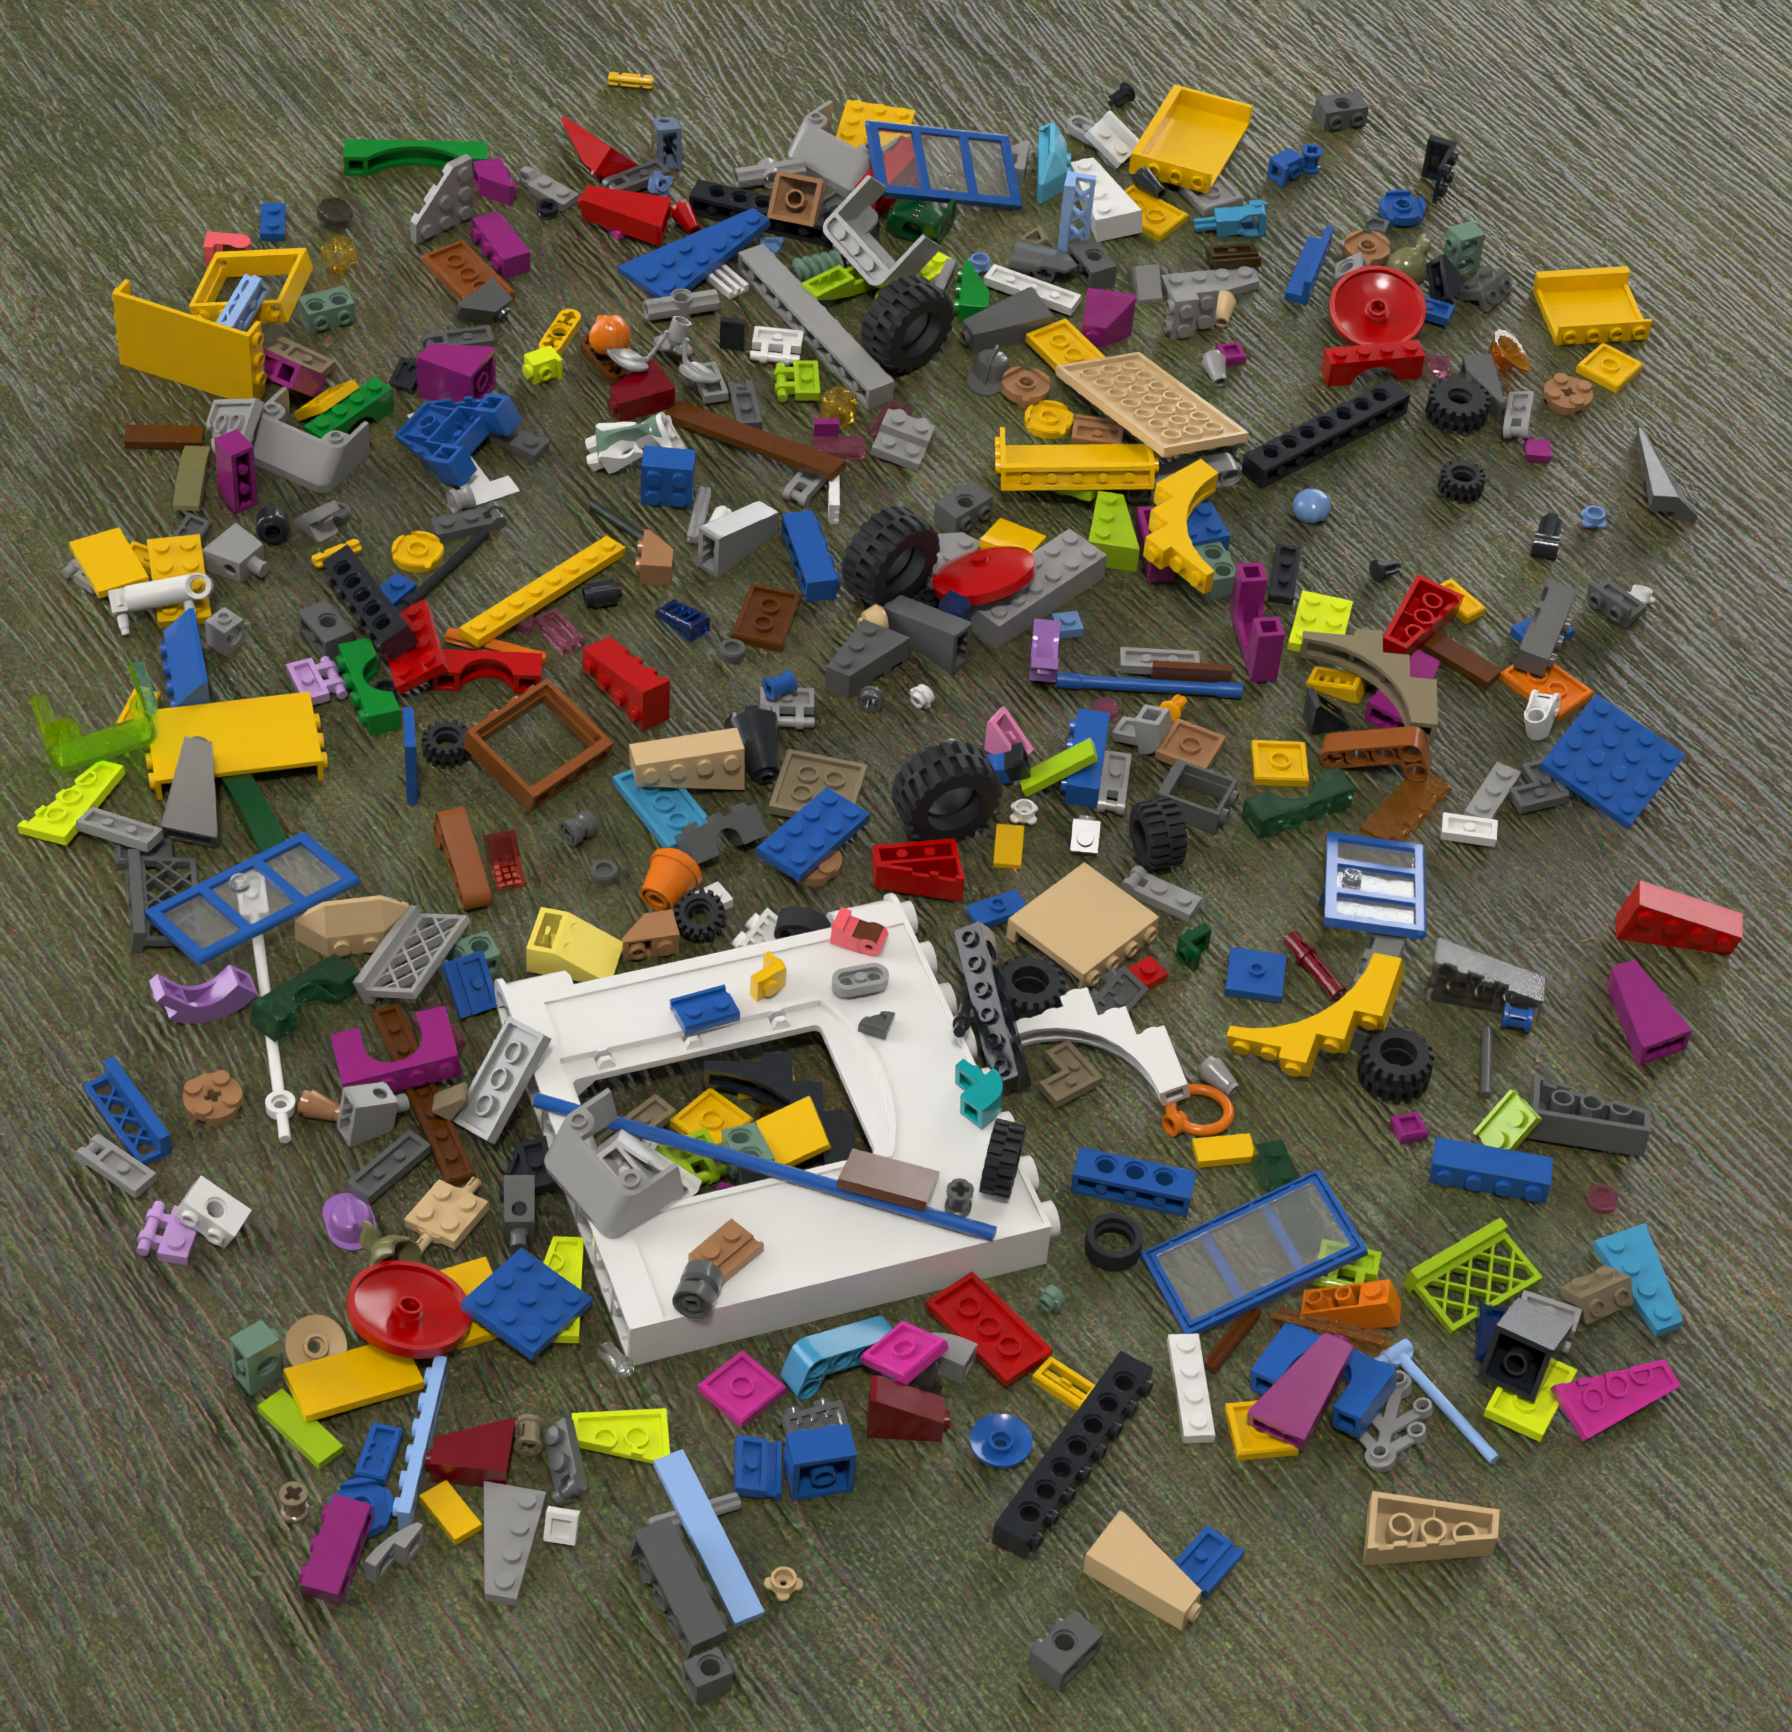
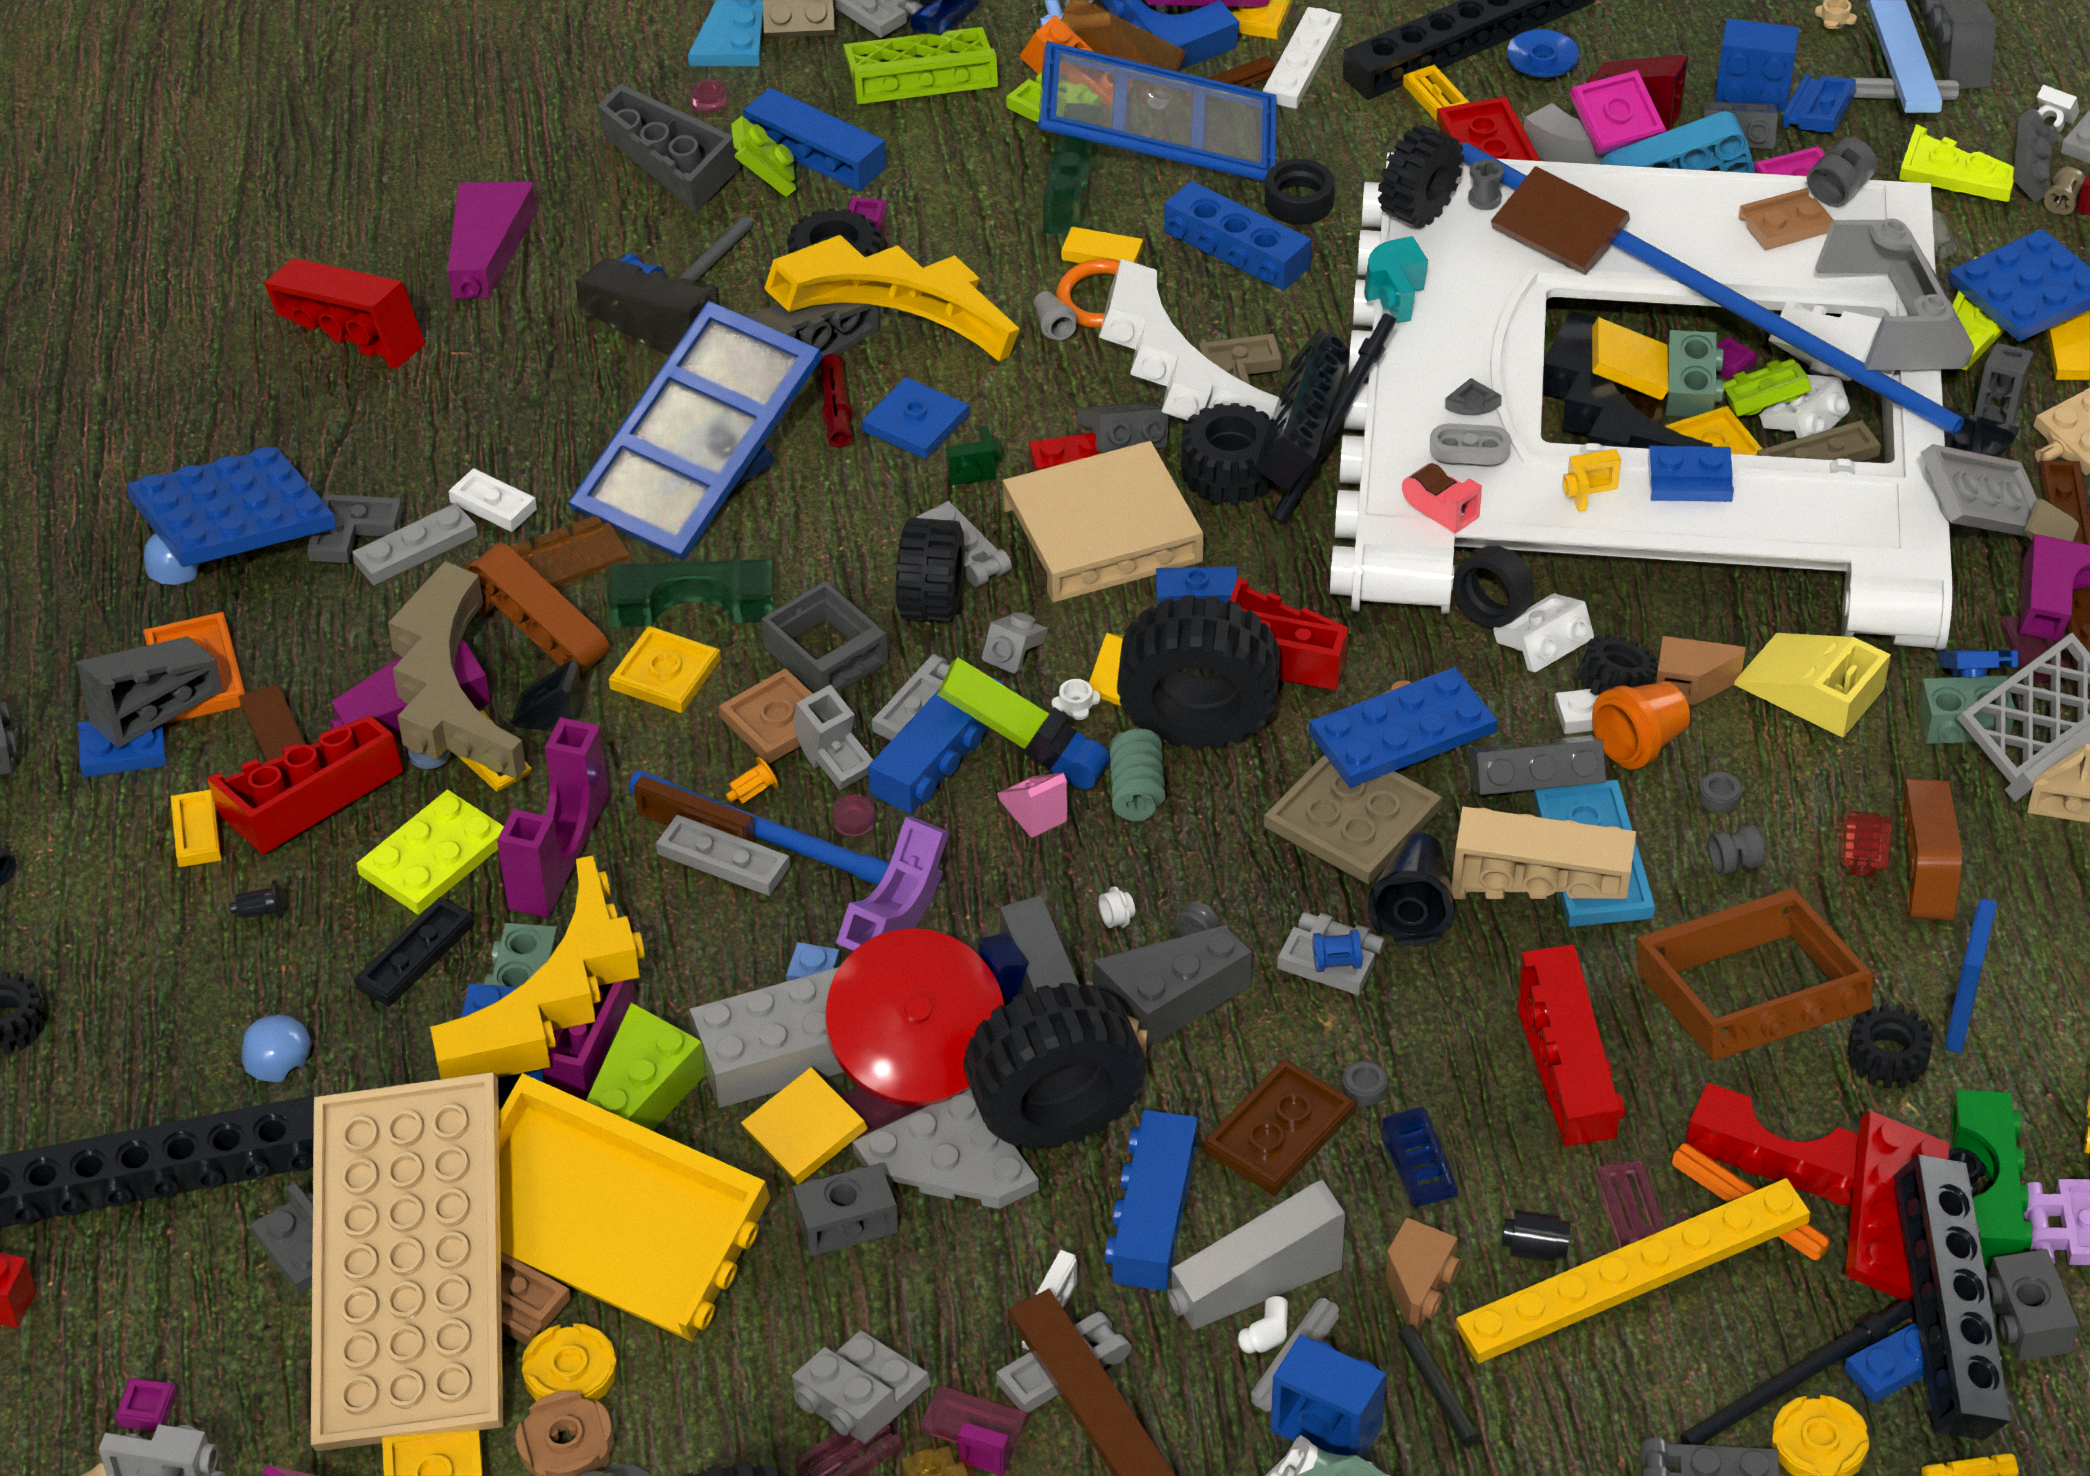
camera: 150 degrees left, 0 degrees up
(1215, 366) = (203, 1369): light grey cone -> none
(1541, 714) = (254, 605): white piece -> none

